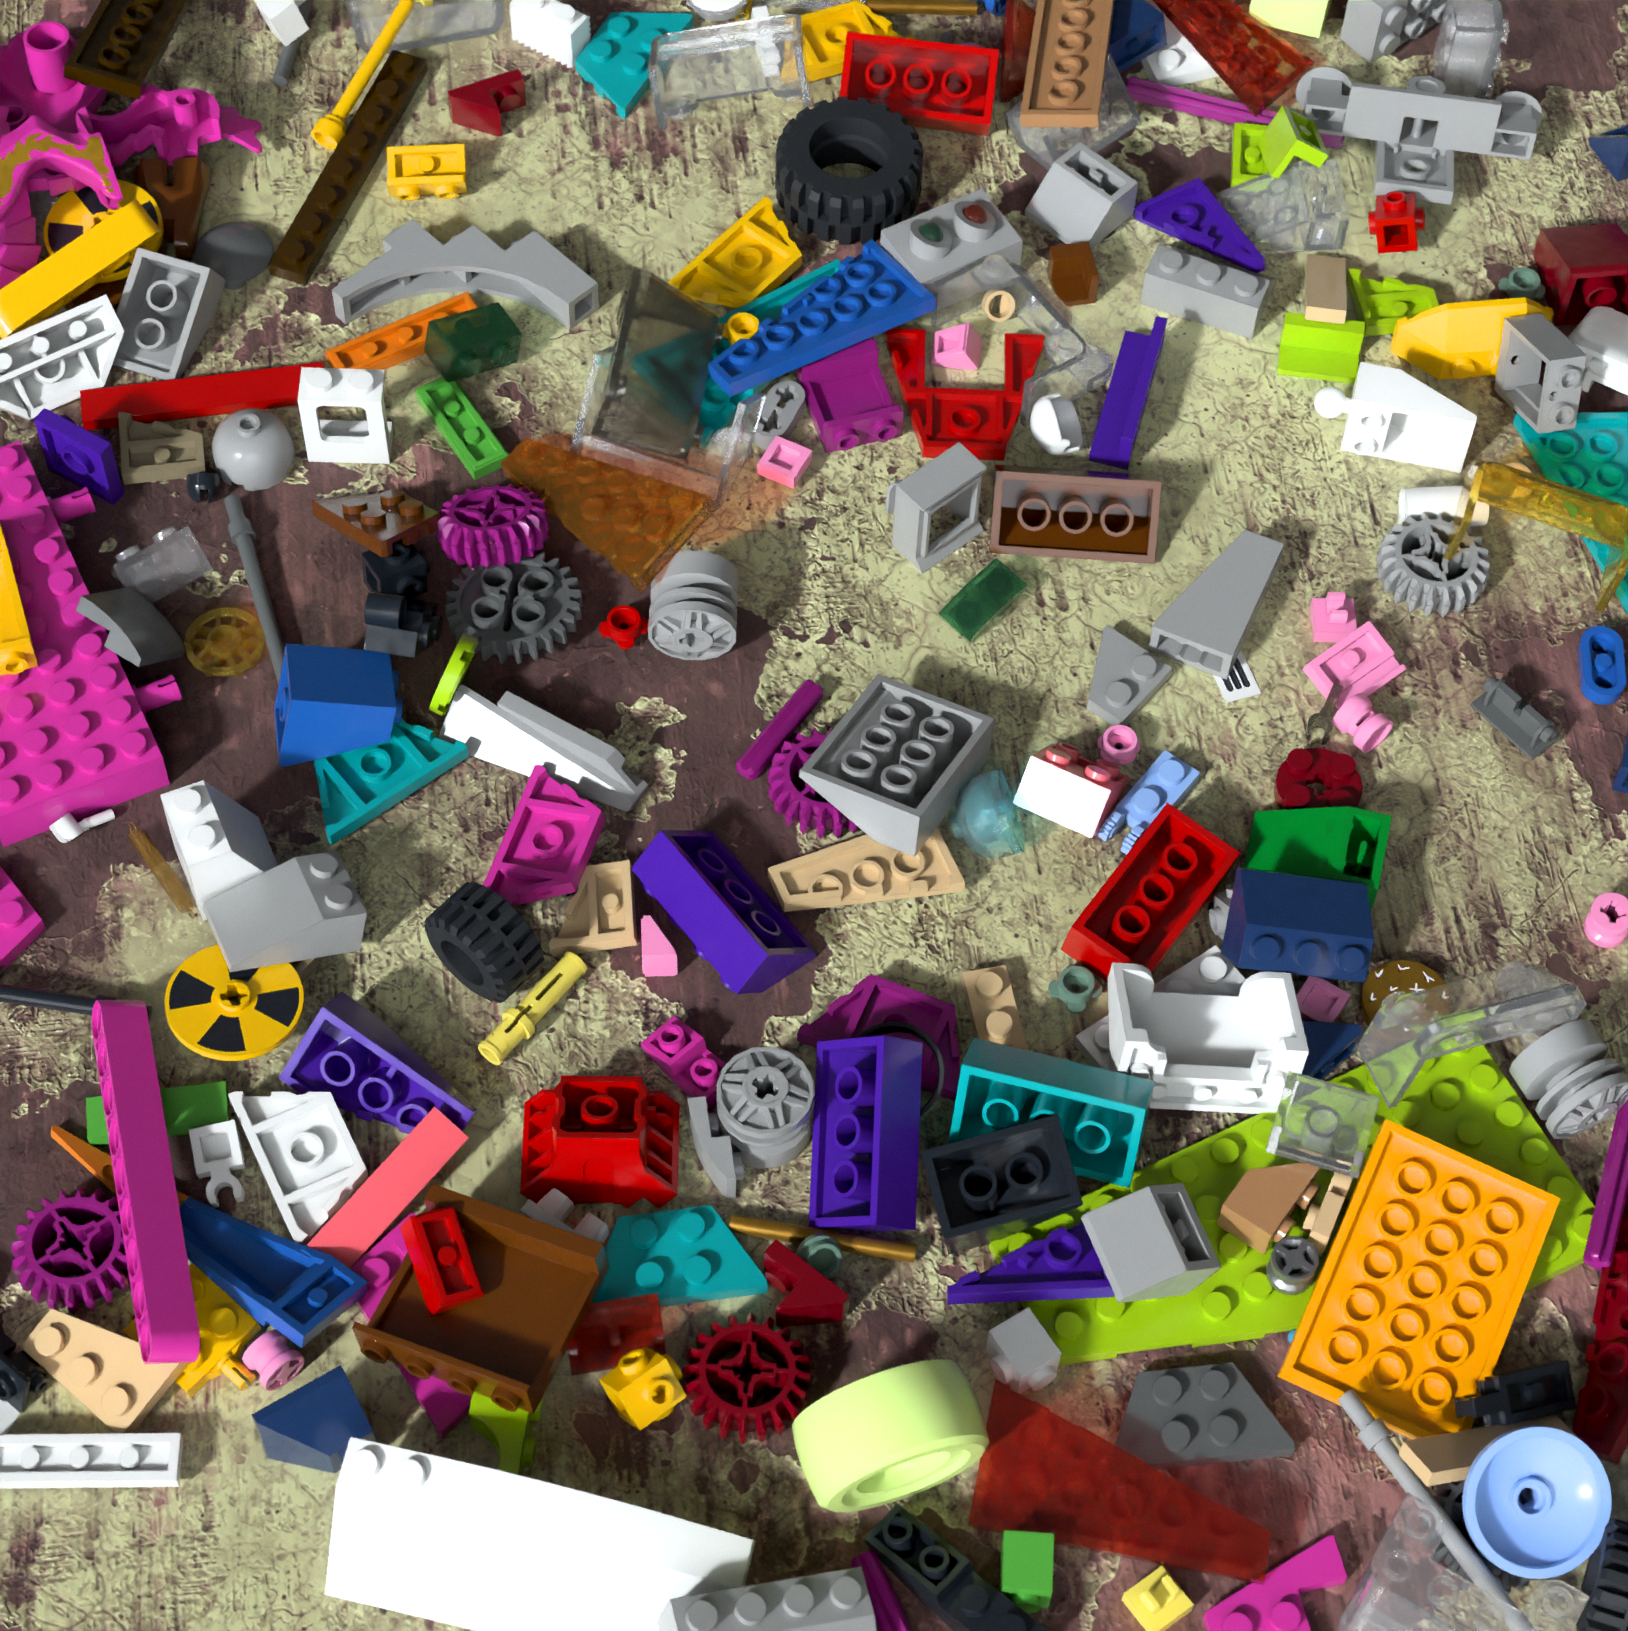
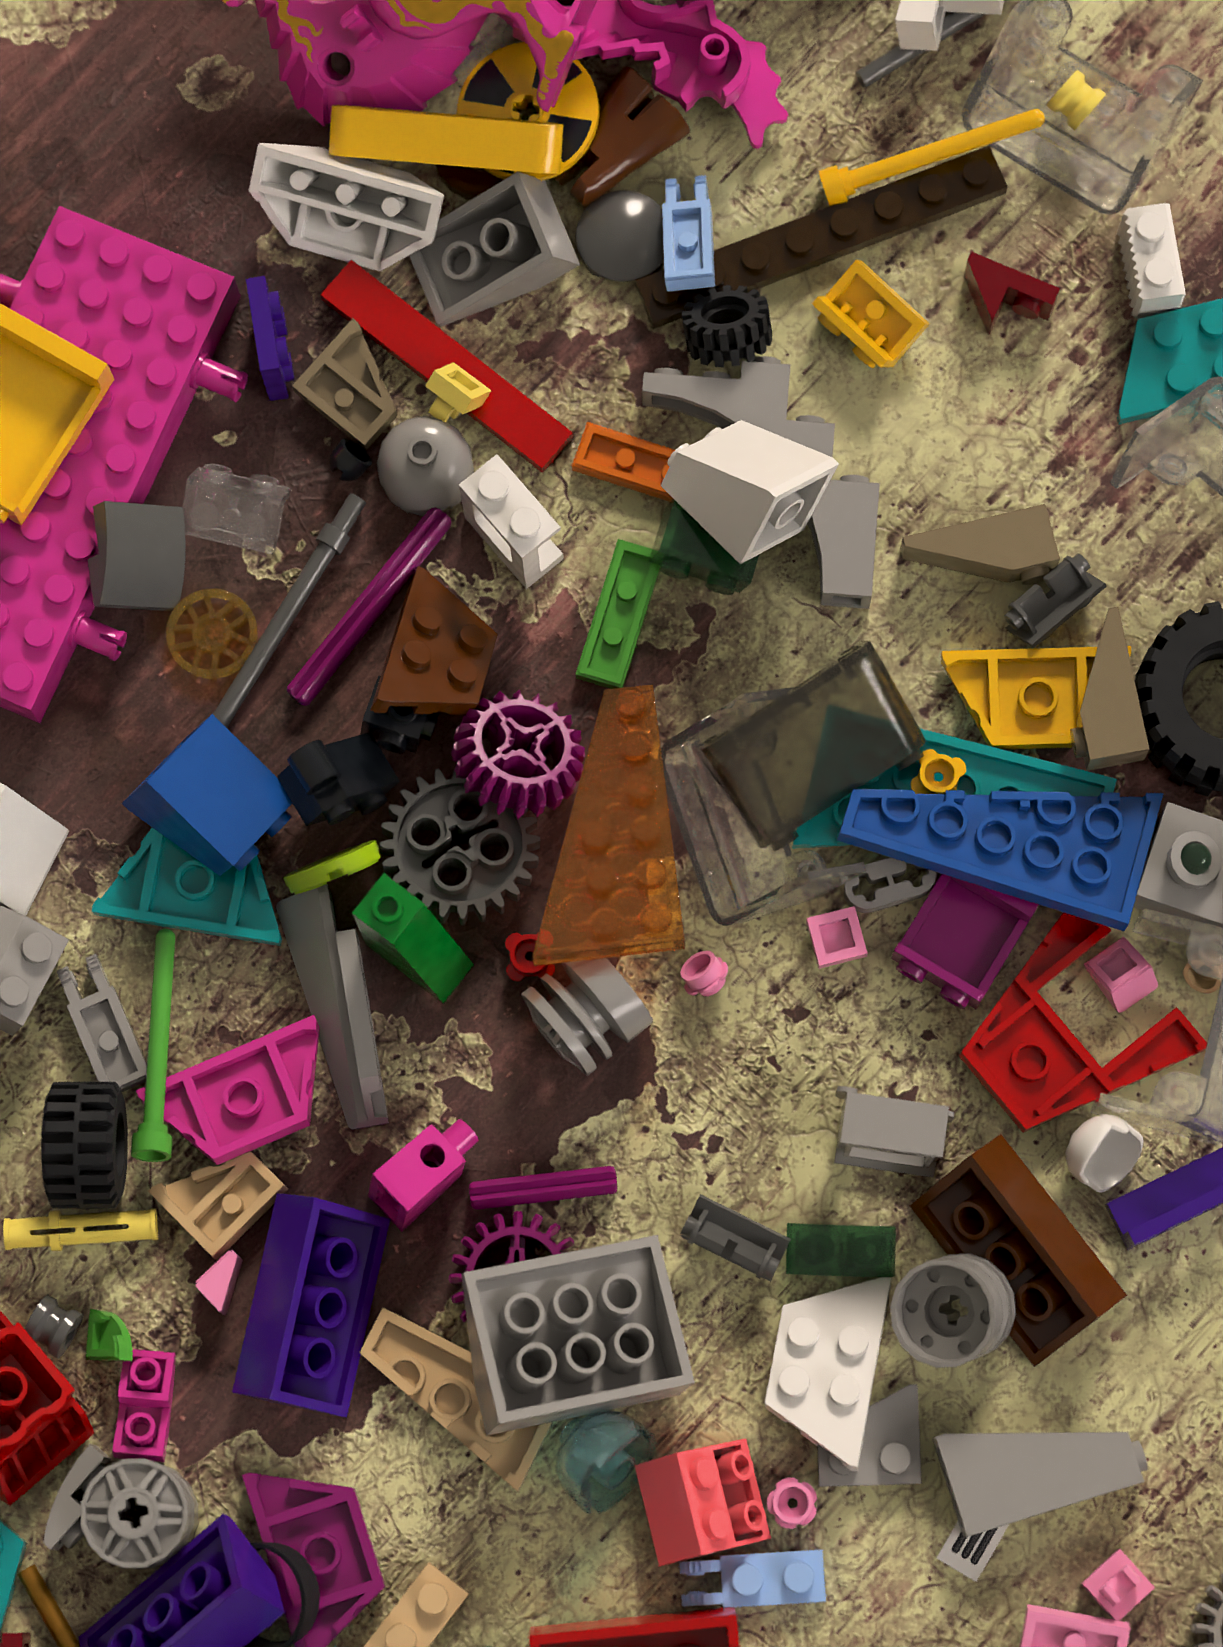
camera: 55 degrees right, 20 degrees up
(229, 390) = (456, 392): none -> light yellow tile
(275, 212) = (688, 237): none -> light blue hinge
(306, 546) = (369, 606): none -> magenta axle
(352, 233) = (727, 326): none -> black tyre
(403, 887) = (104, 1028): none -> light grey hinge
(465, 278) = (748, 486): none -> white slope
(525, 901) = (152, 1139): none -> bright green piece
(546, 652) = (411, 938): none -> green slope
(582, 1064) = (53, 1326): none -> dark grey wheel
(624, 1048) = (107, 1338): none -> bright green tile
(631, 218) = (995, 547): none -> dark tan slope
(698, 211) = (1039, 614): none -> dark grey hinge
(703, 763) = (407, 1186): none -> dark pink torso
(735, 542) = (704, 973): none -> bright pink plate
(792, 220) = (1110, 716): none -> dark tan slope
(920, 649) = (735, 1237): none -> dark grey hinge
(1051, 659) = (828, 1366): none -> white wing
(1082, 533) = (935, 1331): none -> light grey wheel

